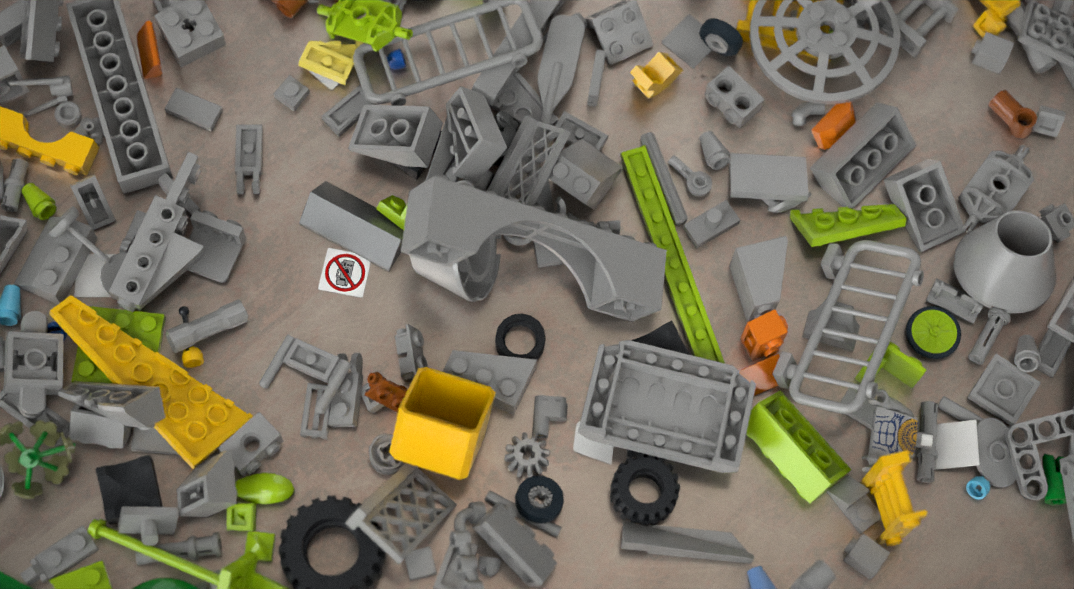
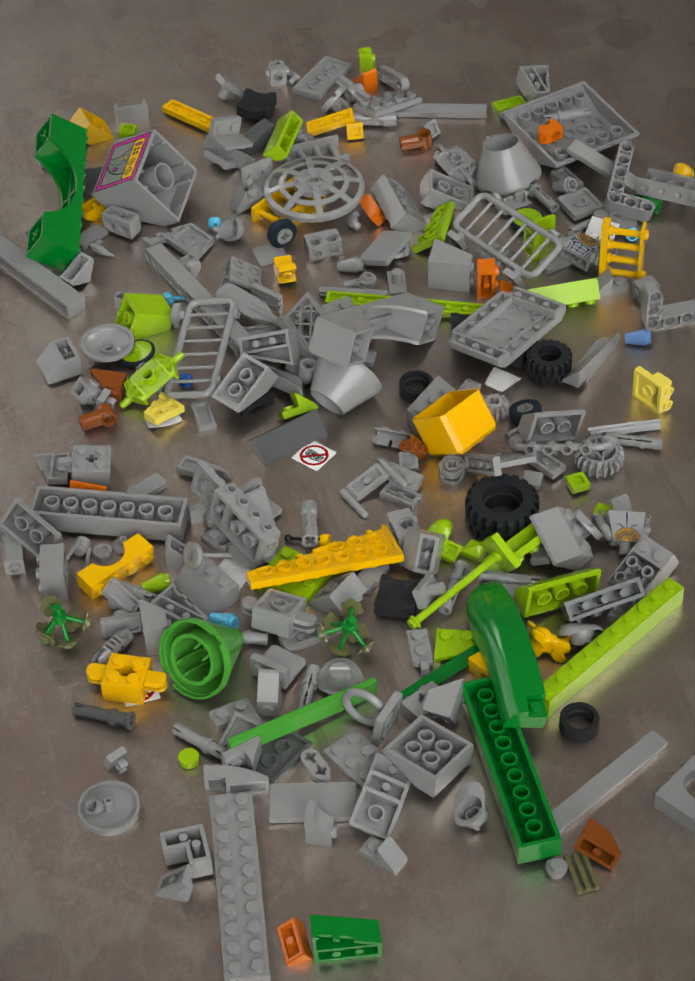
camera: 55 degrees left, 25 degrees down
(122, 403) = (344, 562): light grey wedge -> none
(291, 93) = (170, 438): light grey plate -> none
(991, 52) = (372, 135): light grey brick -> none

